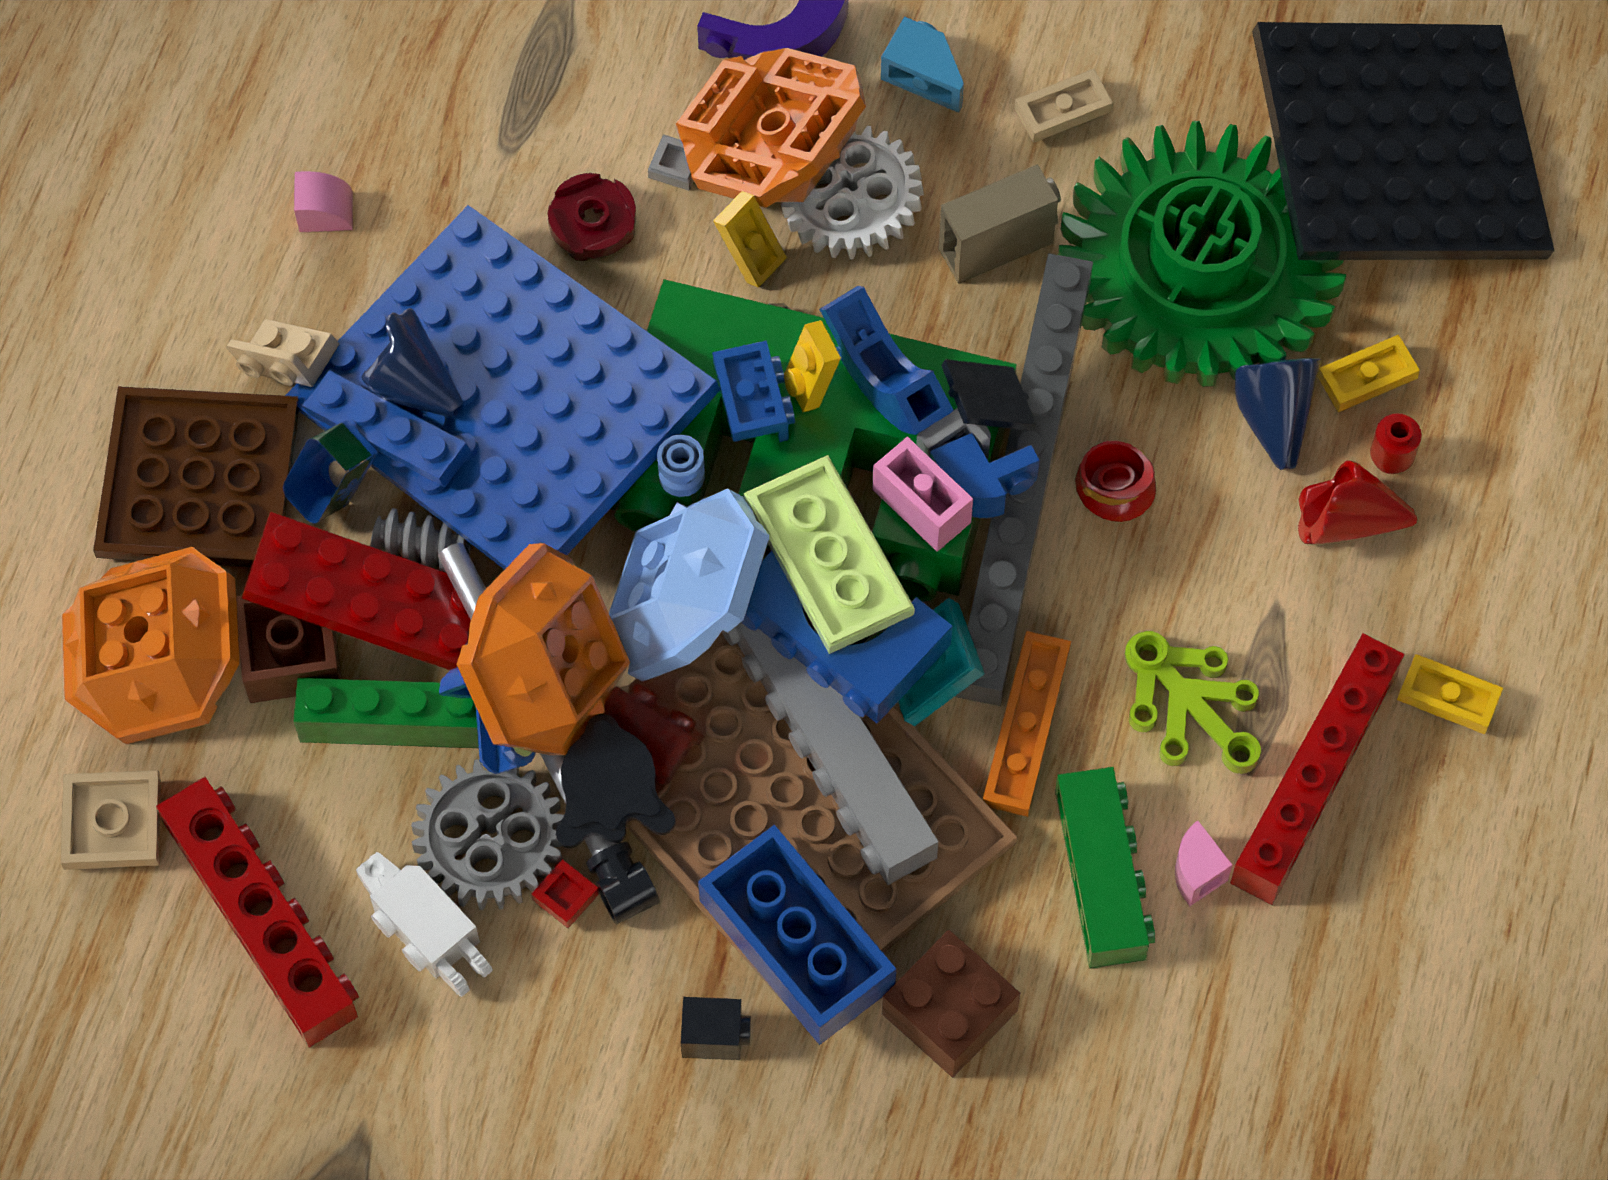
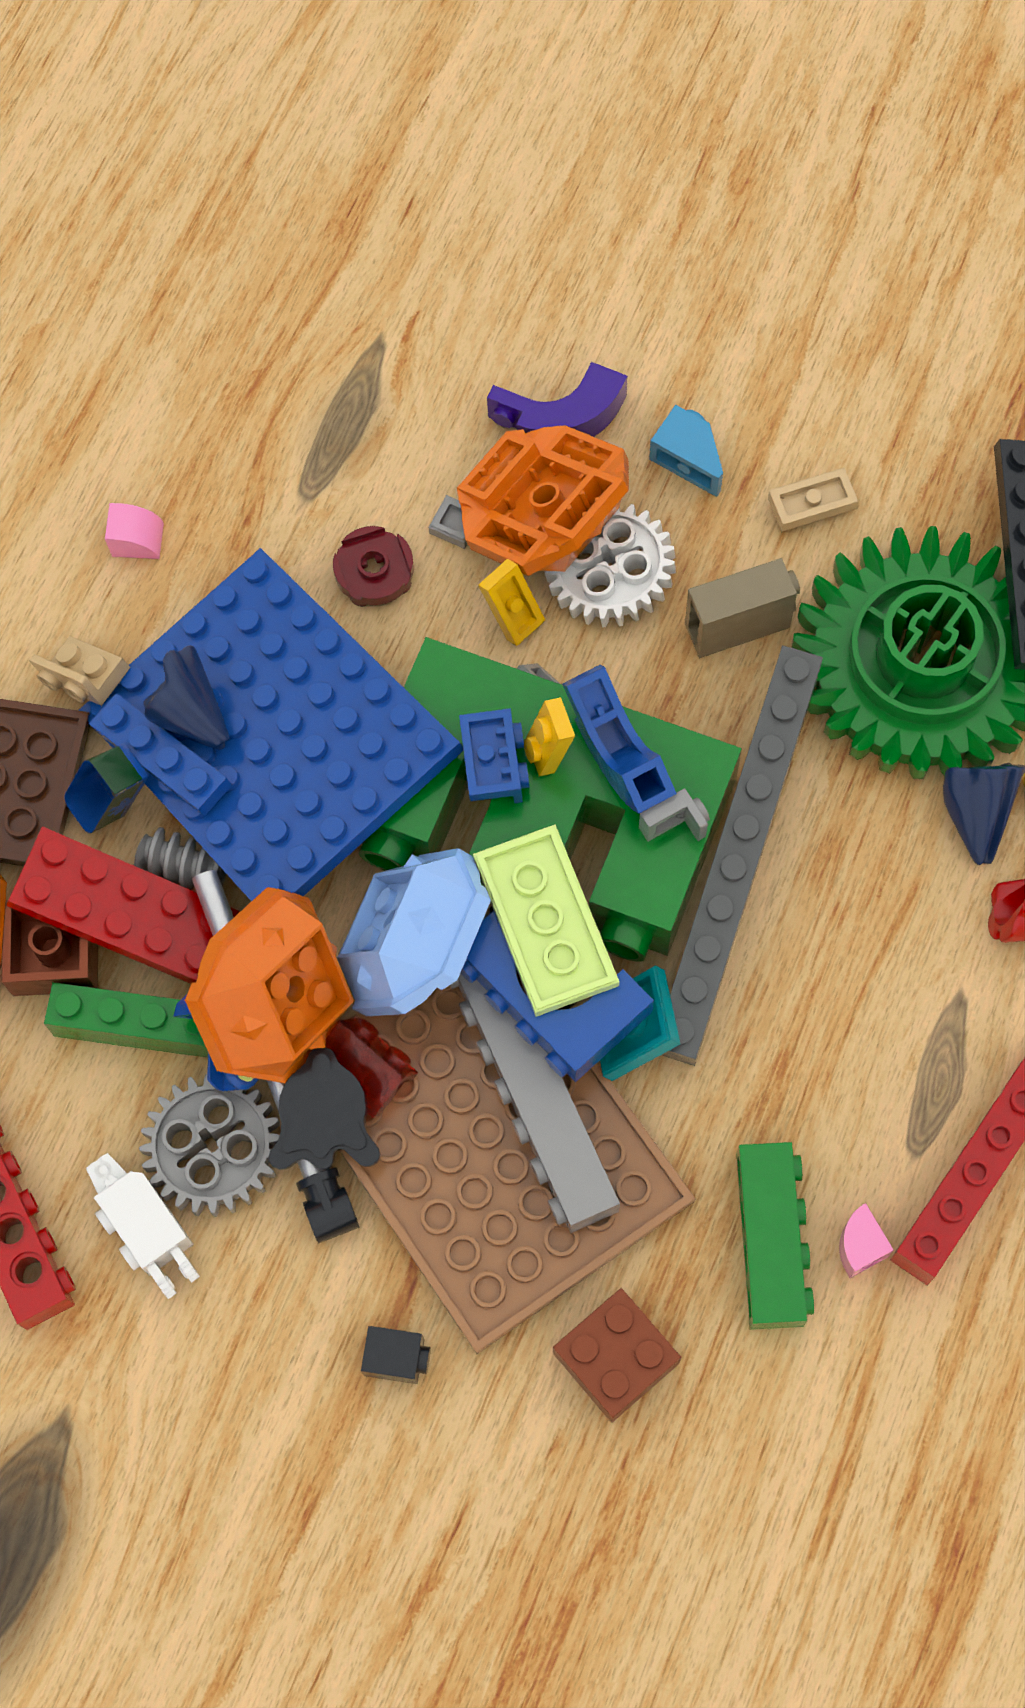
camera: 10 degrees right, 5 degrees up
(565, 893) = (274, 1209): red plate -> none
(682, 476) = (421, 828): medium blue wheel -> none
(797, 934) = (479, 1279): blue brick -> none
(922, 494) = (639, 869): bright pink brick -> none
(984, 480) = (690, 864): blue brick -> none
(988, 395) = (711, 779): black piece -> none
(1026, 723) = (716, 1088): orange plate -> none
(1116, 481) = (823, 862): red piece -> none
(1189, 697) = (869, 1075): lime plant -> none

